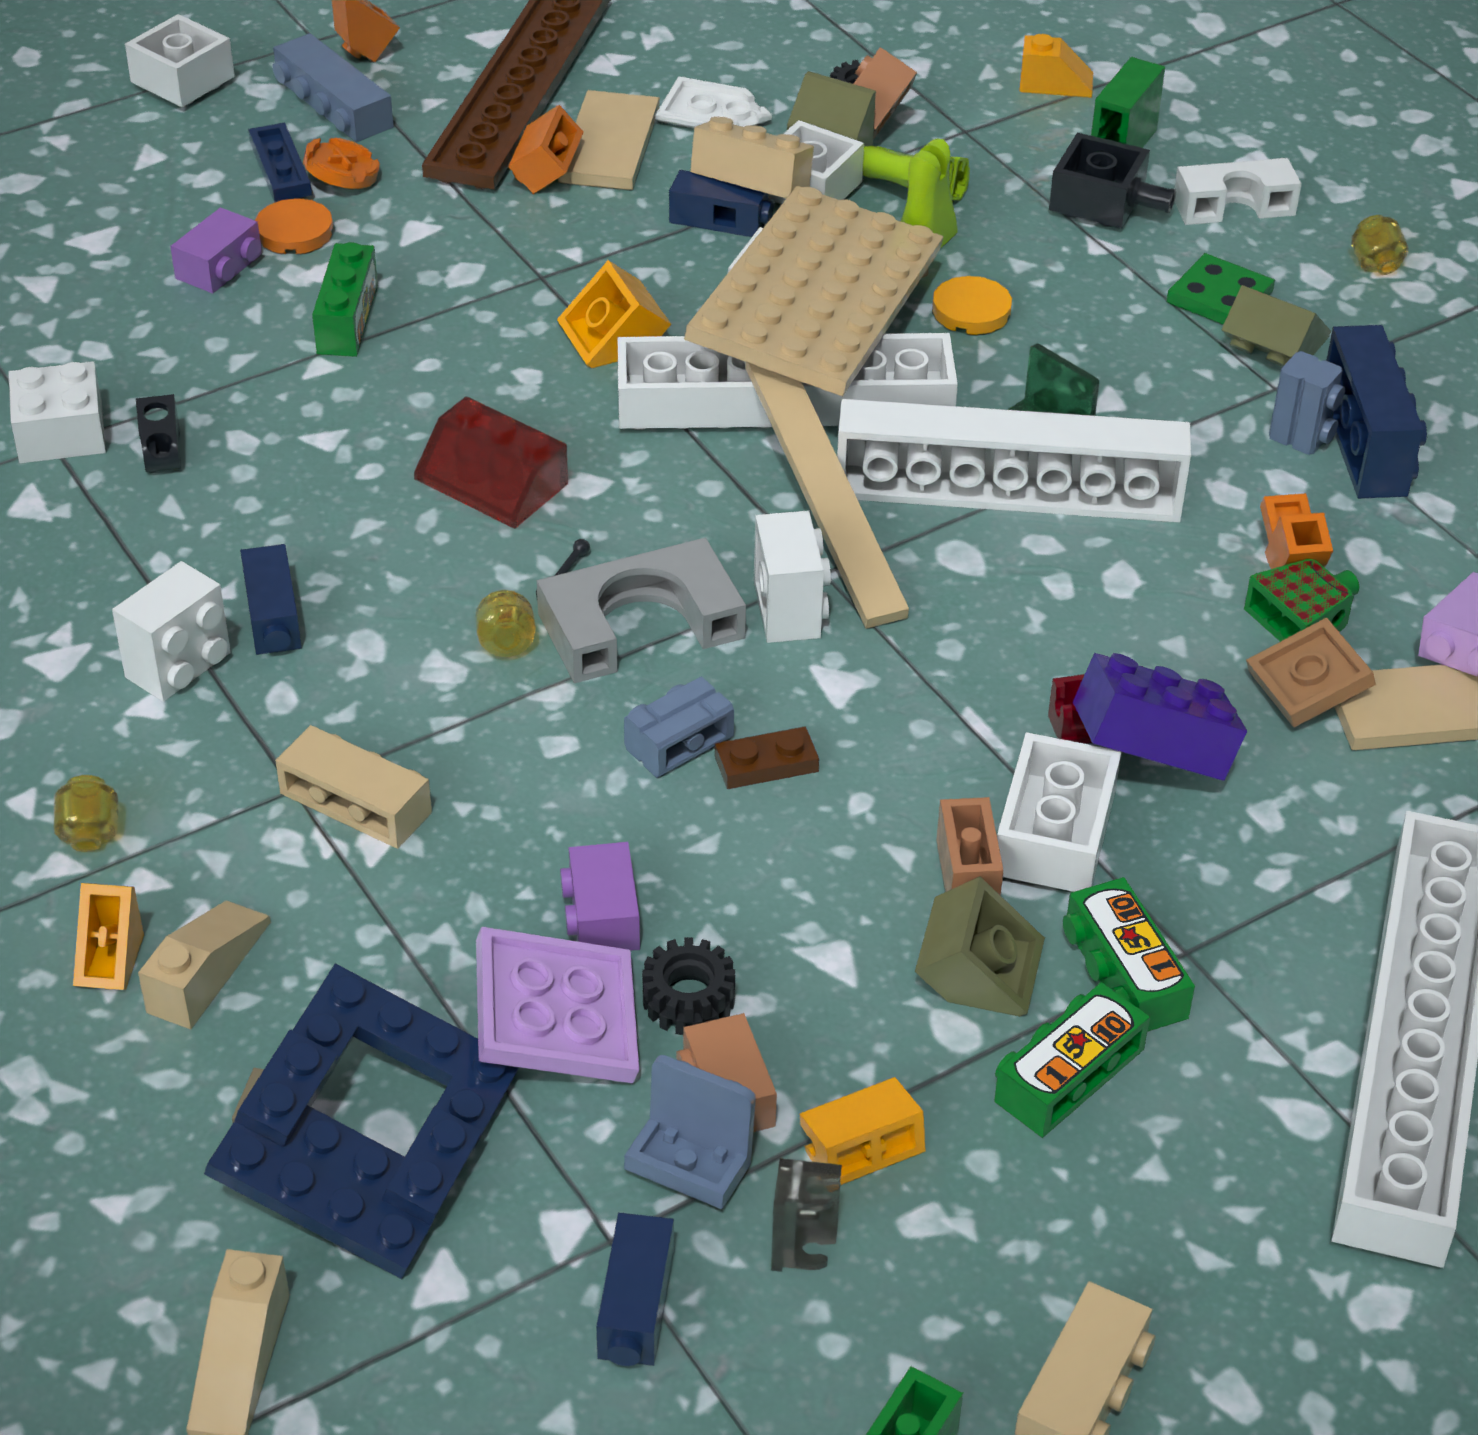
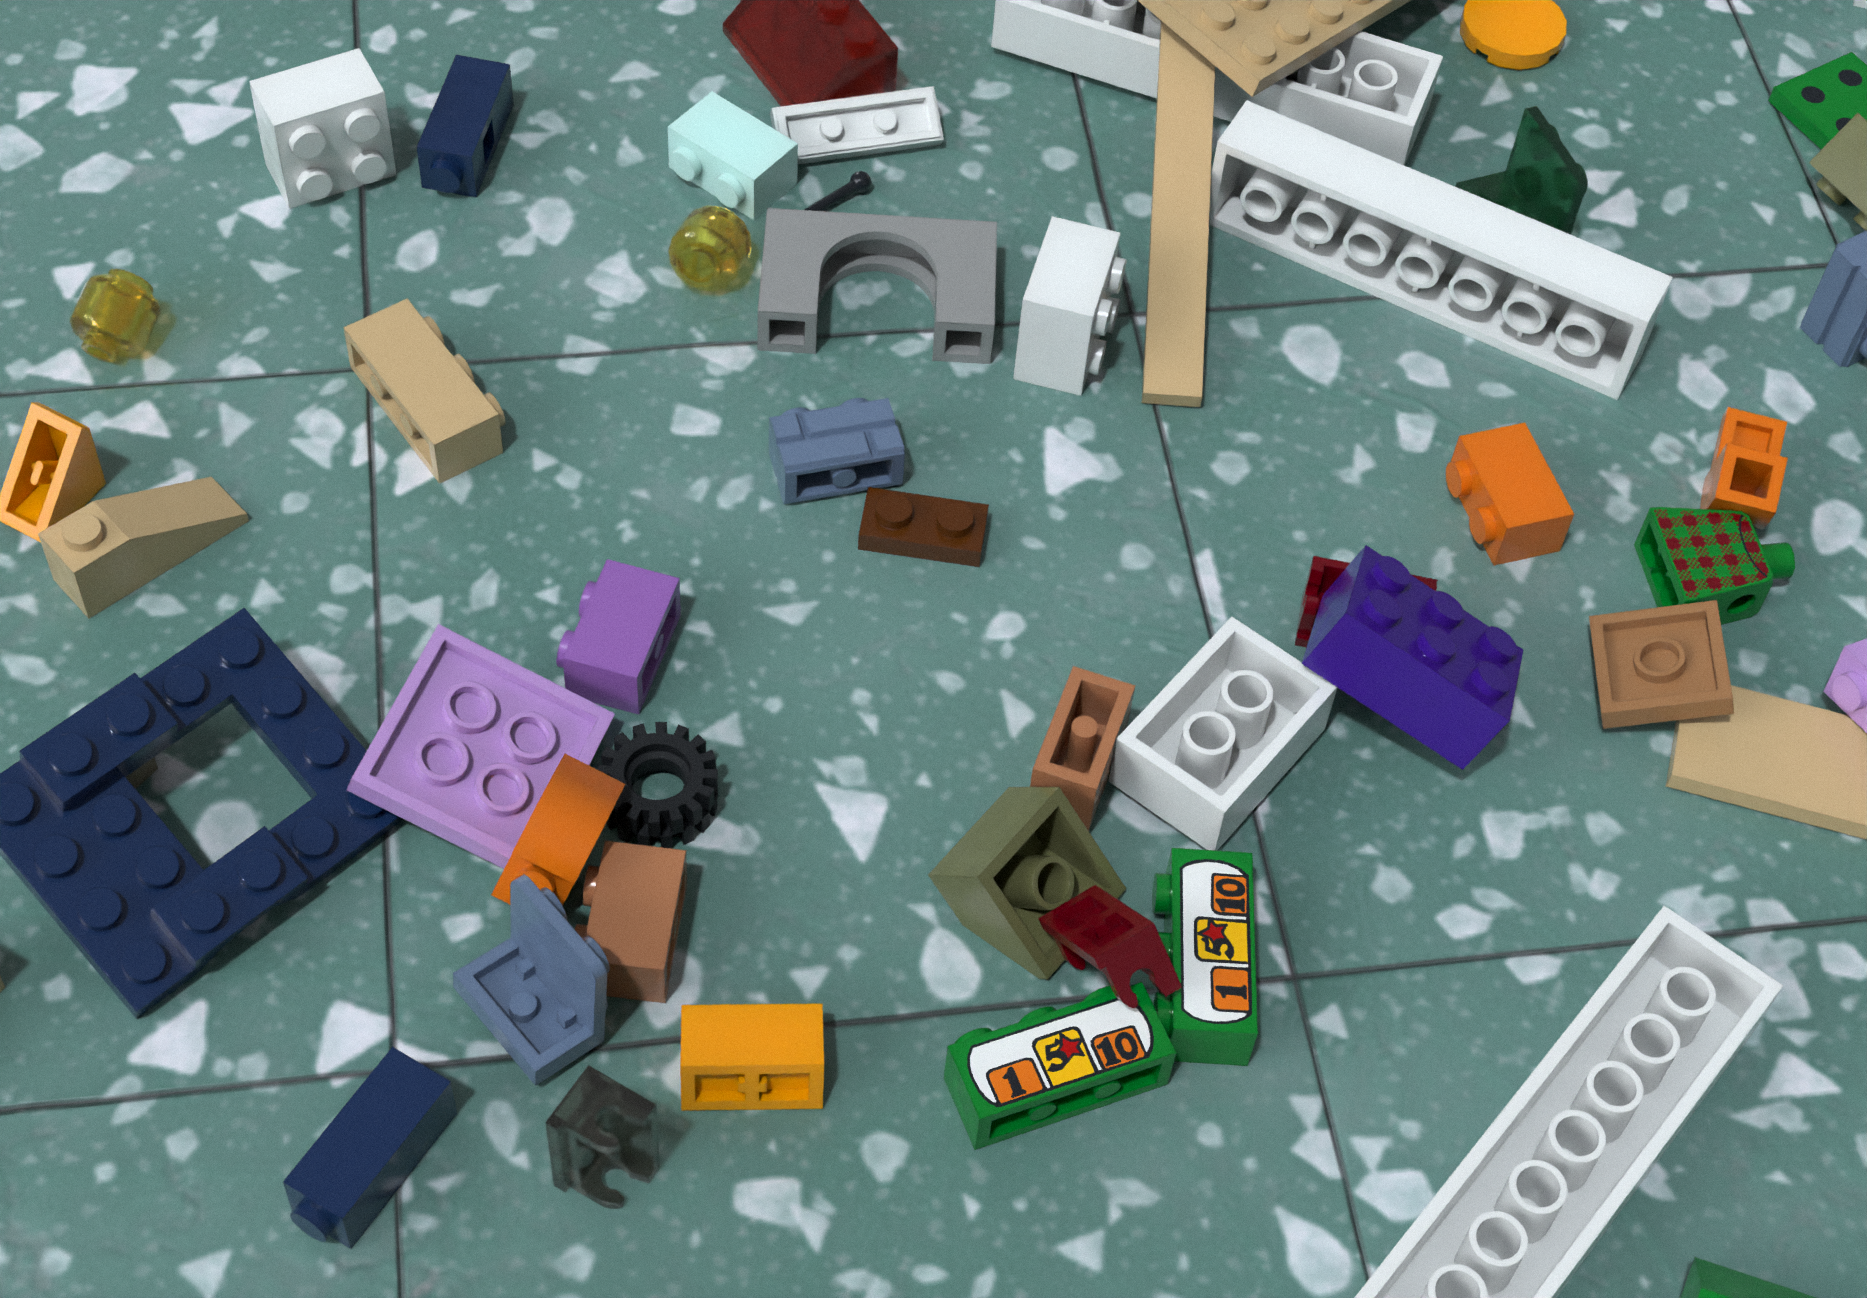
camera: 20 degrees right, 10 degrees up
(481, 556) = (732, 155): none -> light aqua brick
(557, 510) = (861, 124): none -> white tile
(652, 1025) = (562, 829): none -> orange brick
(1070, 958) = (1112, 940): none -> dark red hinge
(1150, 601) = (1509, 494): none -> orange brick

